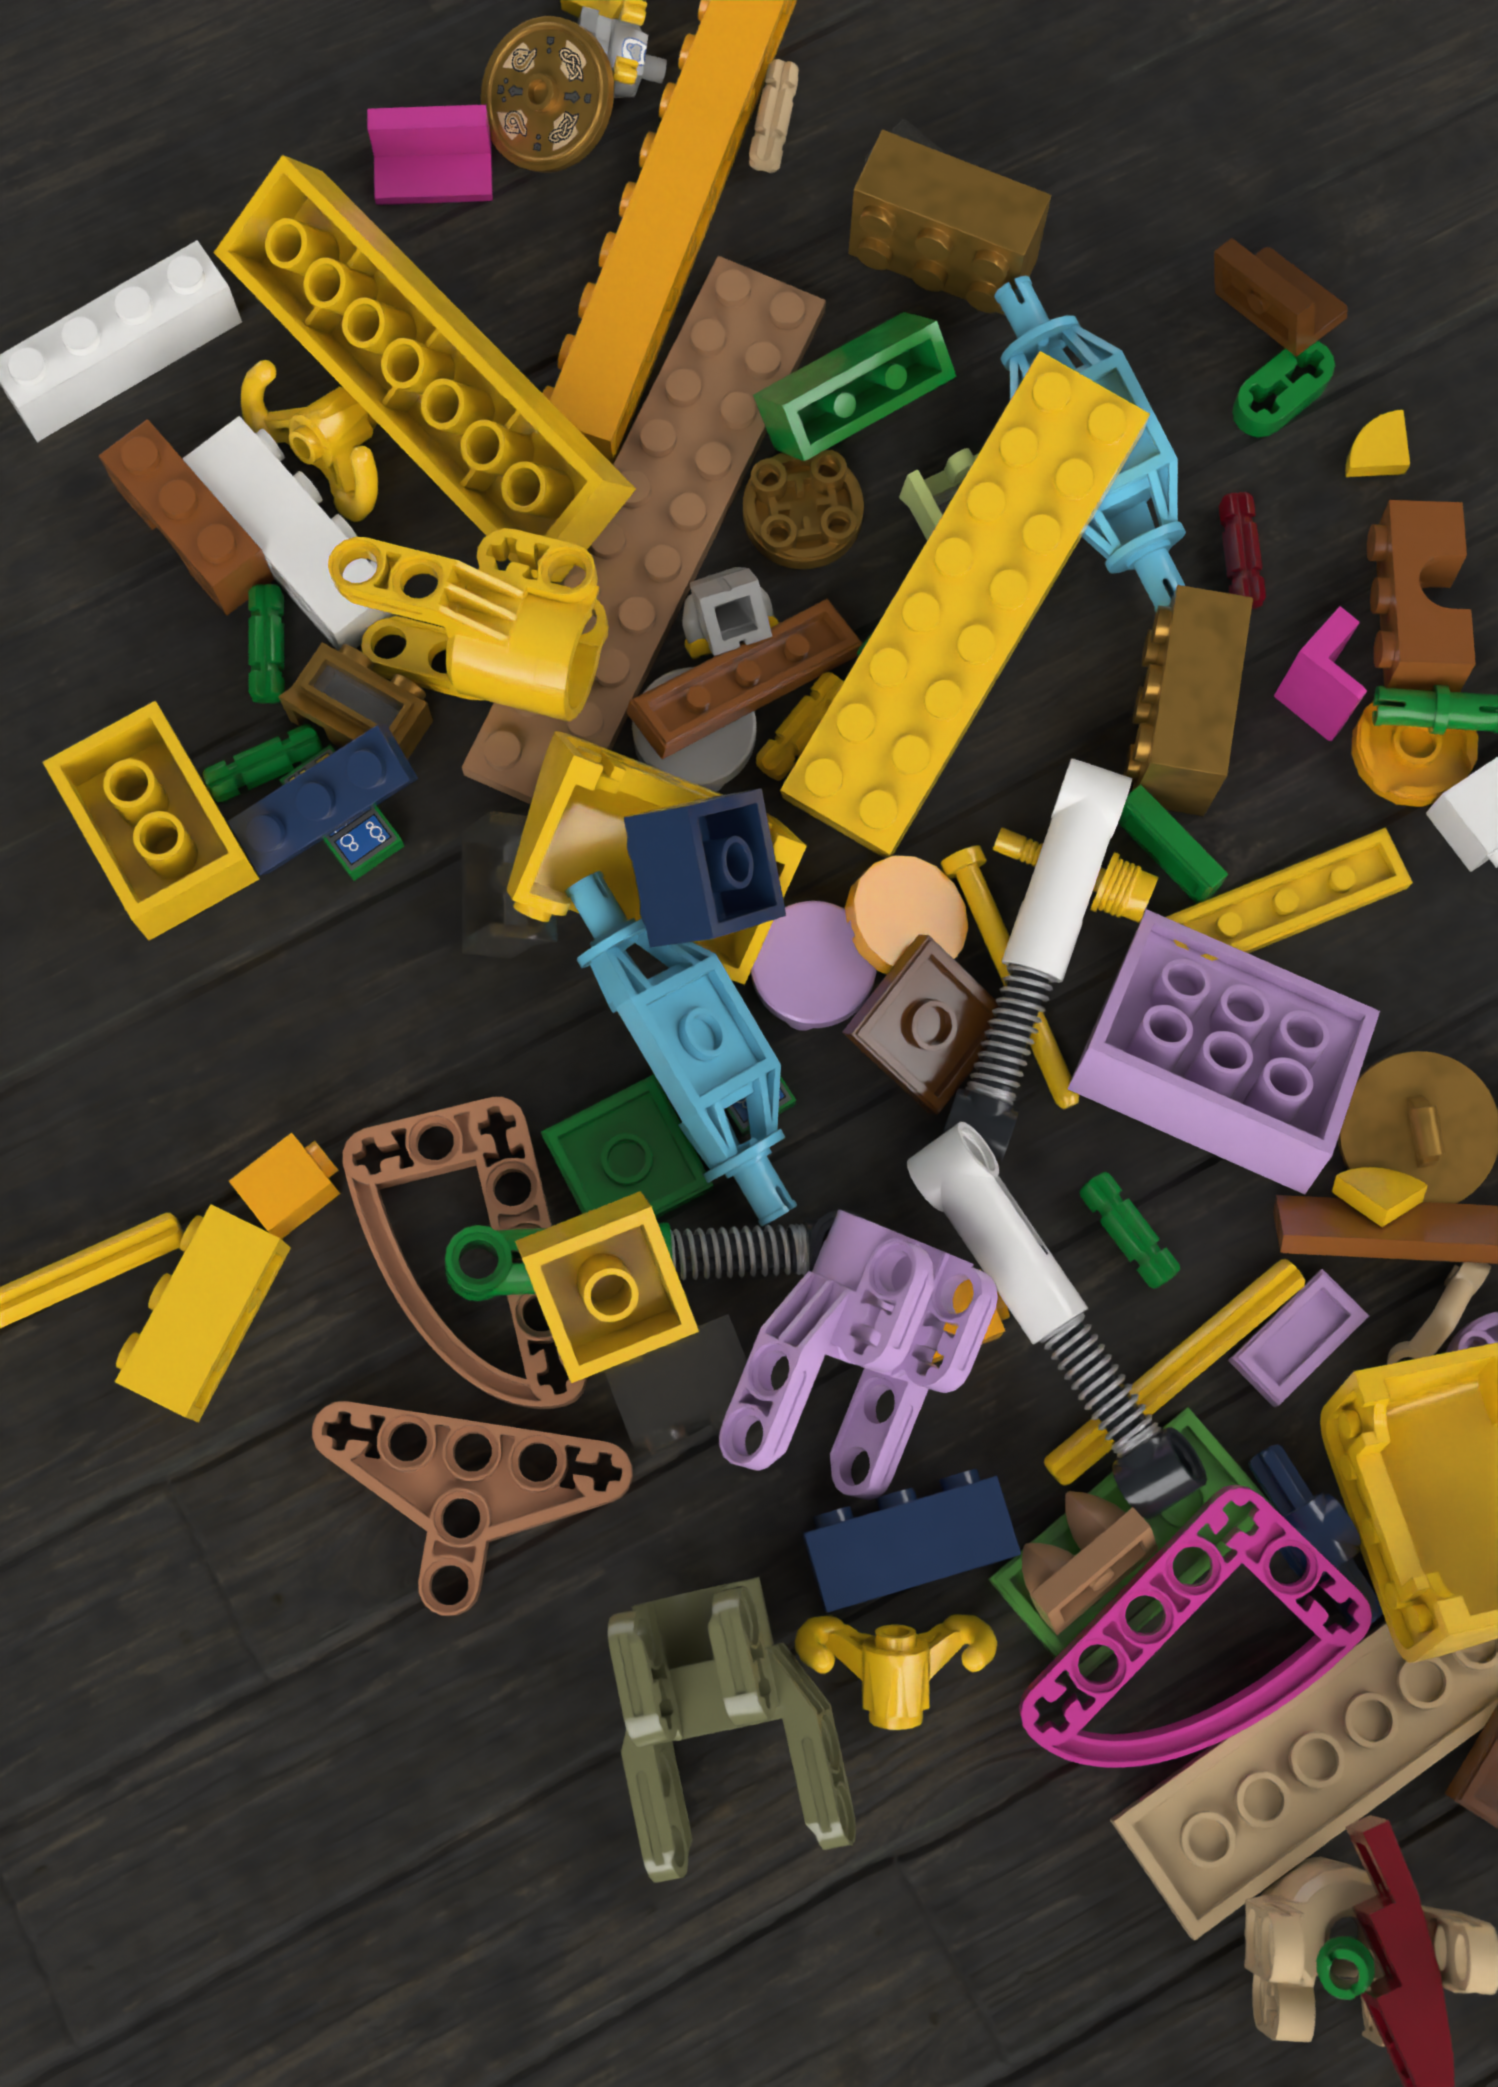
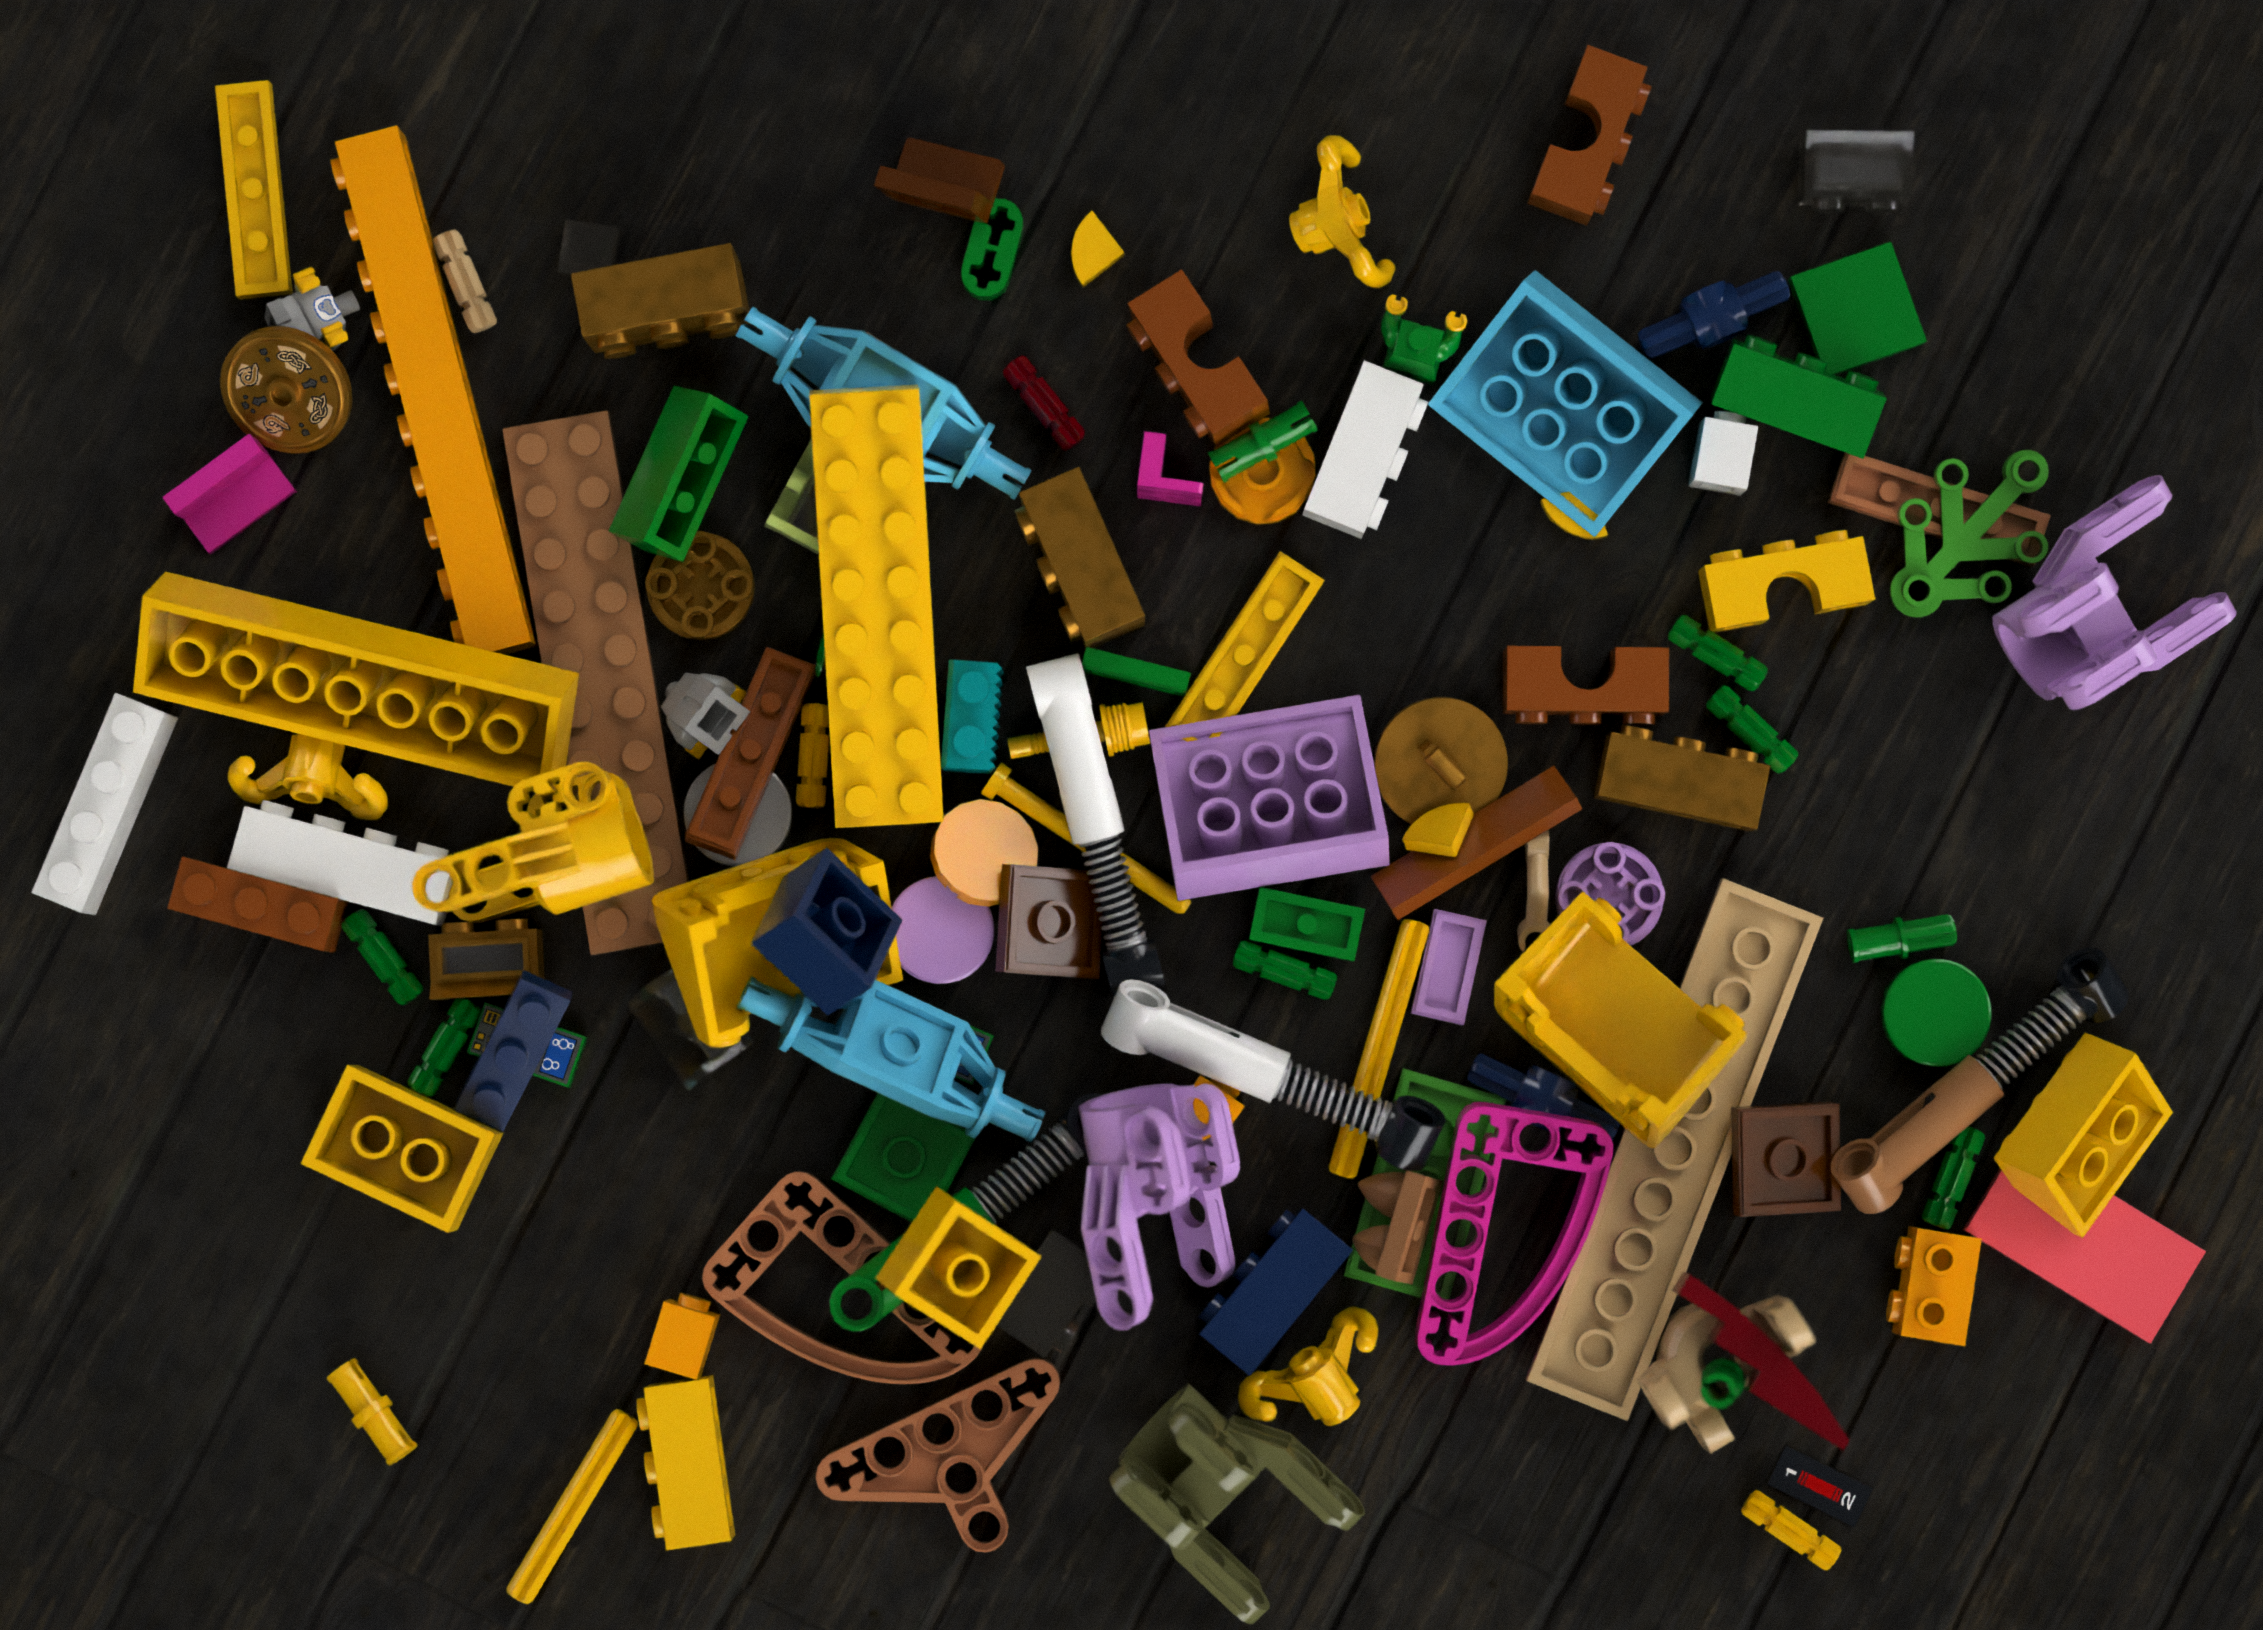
camera: 30 degrees left, 10 degrees up
(982, 782) = (971, 716): none -> teal brick
(1182, 1198) = (1306, 924): none -> green plate

